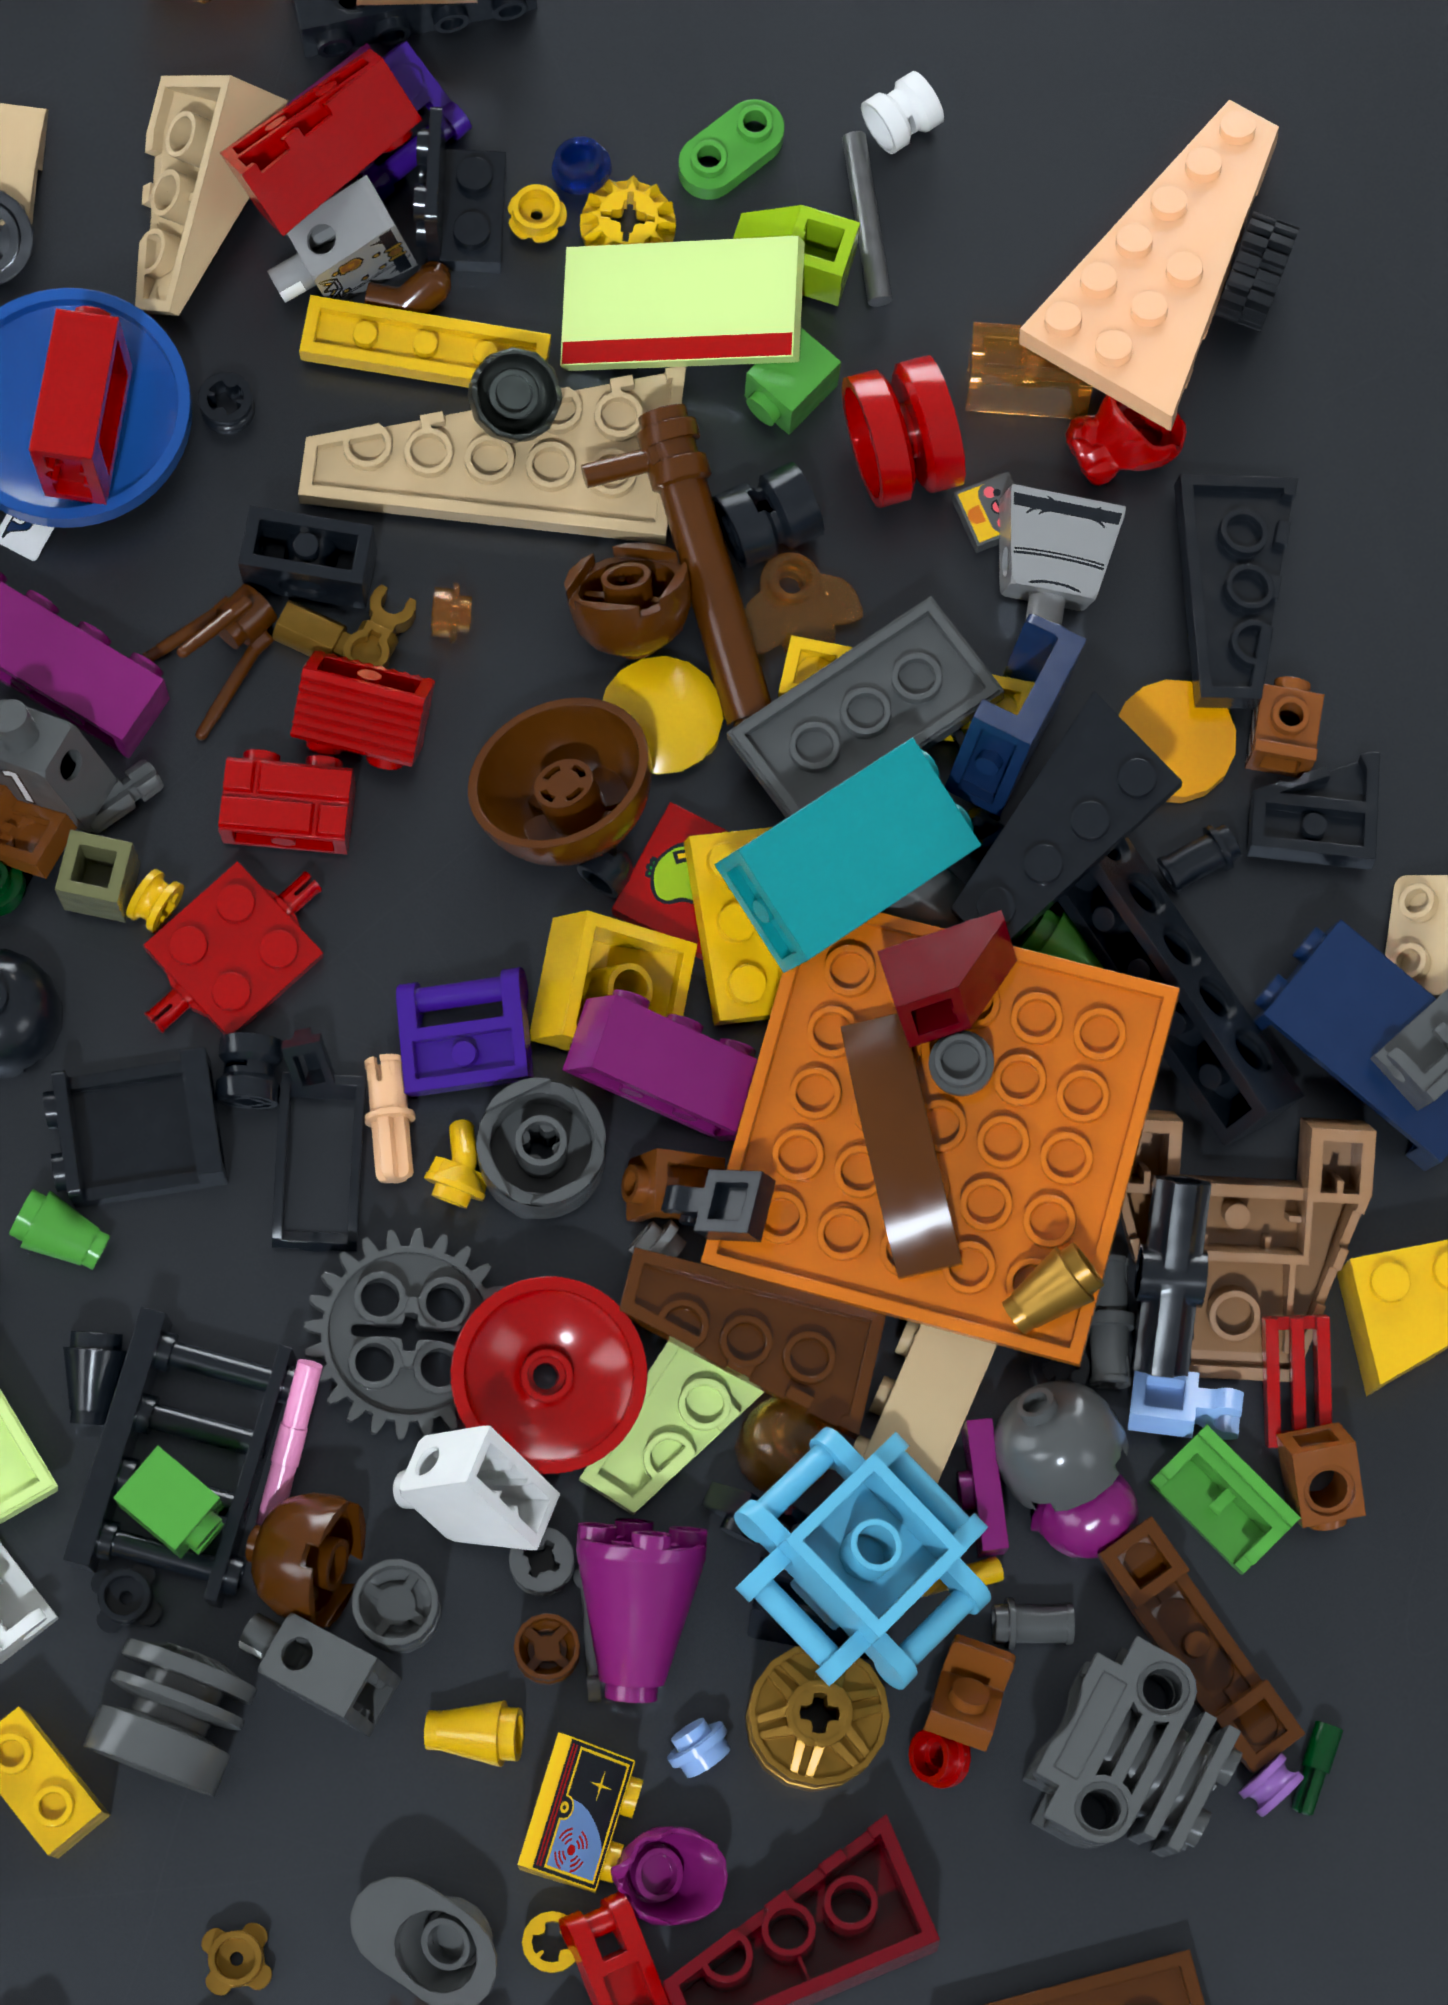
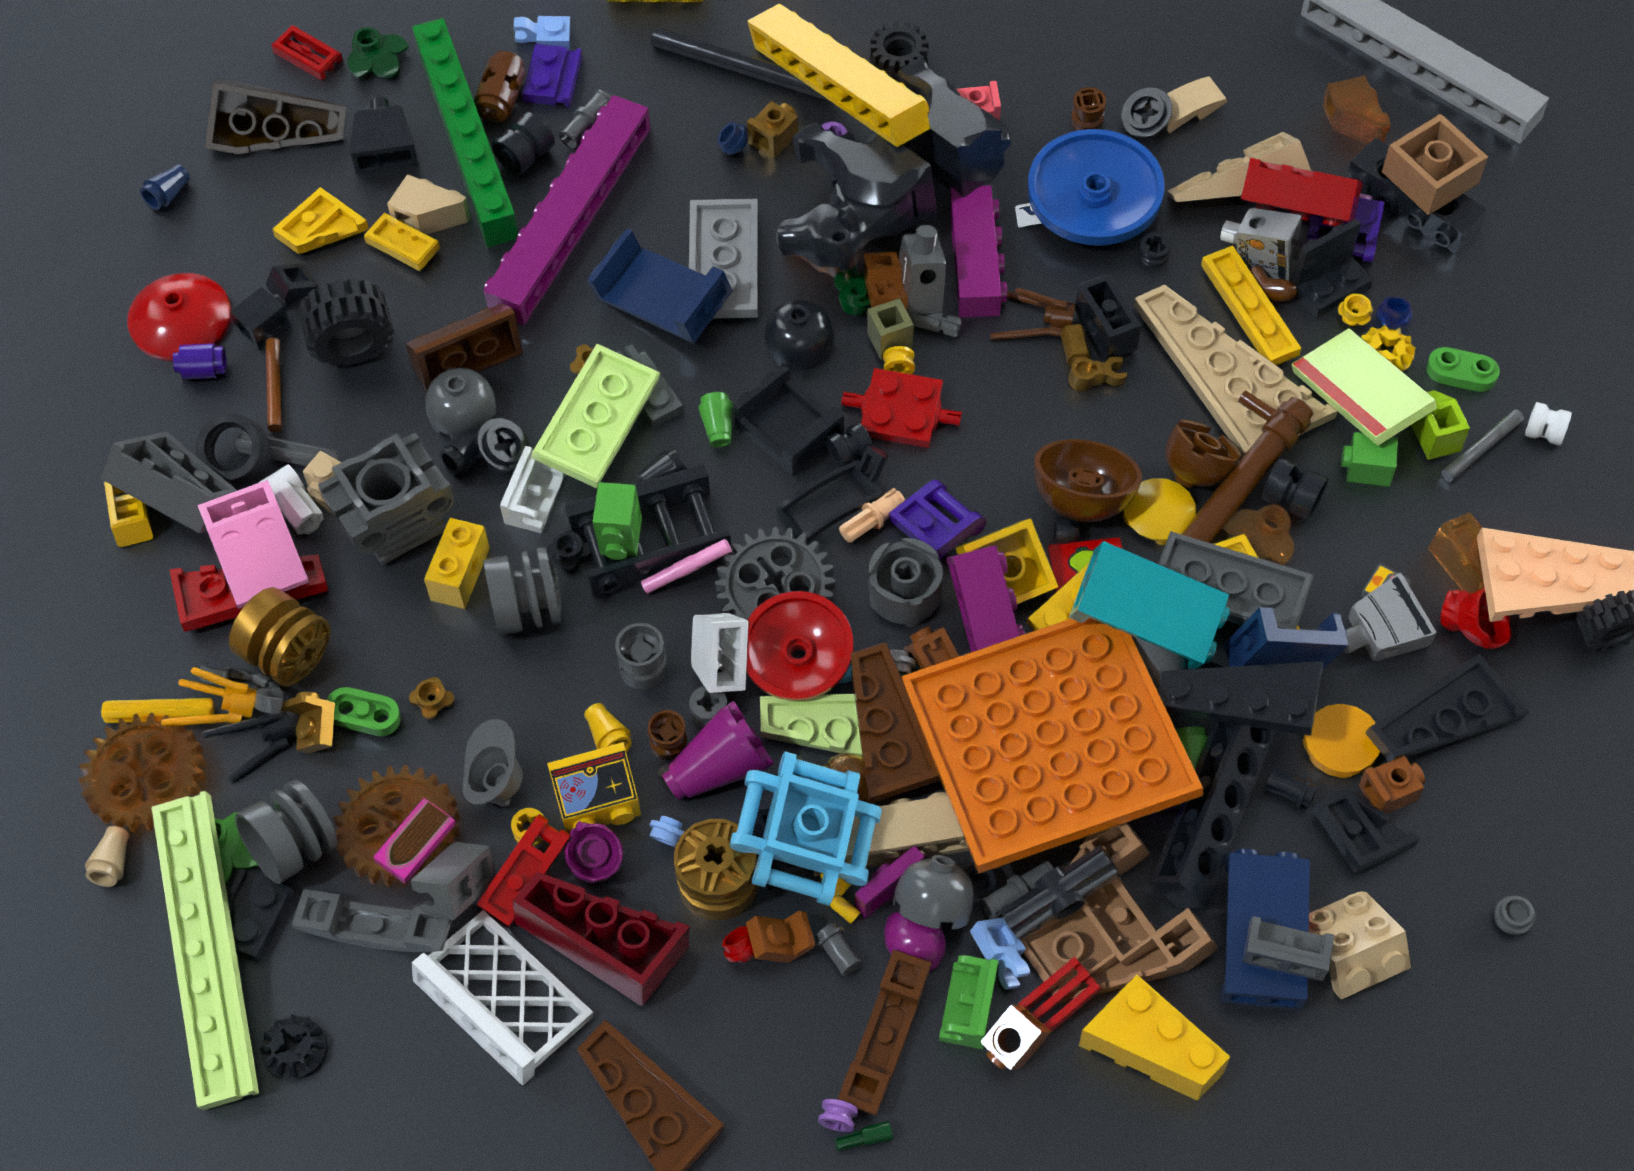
camera: 65 degrees right, 15 degrees down
(81, 405) = (1087, 161): red window -> none
(287, 803) = (987, 384): red brick -> none
(304, 1553) = (639, 598): reddish brown cylinder -> none
(336, 1680) = (587, 632): dark grey torso -> none
(362, 710) = (1054, 382): red brick -> none
(450, 613) = (1132, 393): clear orange plate -> none
(456, 1178) = (861, 558): yellow plate -> none
(514, 395) = (1254, 343): pearl dark grey hair -> none
(727, 1208) = (934, 664): black plate -> none
(900, 1147) = (1018, 715): reddish brown slope -> none
(903, 431) = (1385, 513): red wheel -> none
(947, 976) = (1120, 676): dark red slope -> none
(961, 1063) = (1084, 715): dark grey plate -> none
(1053, 1289) = (1004, 824): pearl gold cone -> none
(1132, 1755) = (800, 1026): dark grey piece -> none

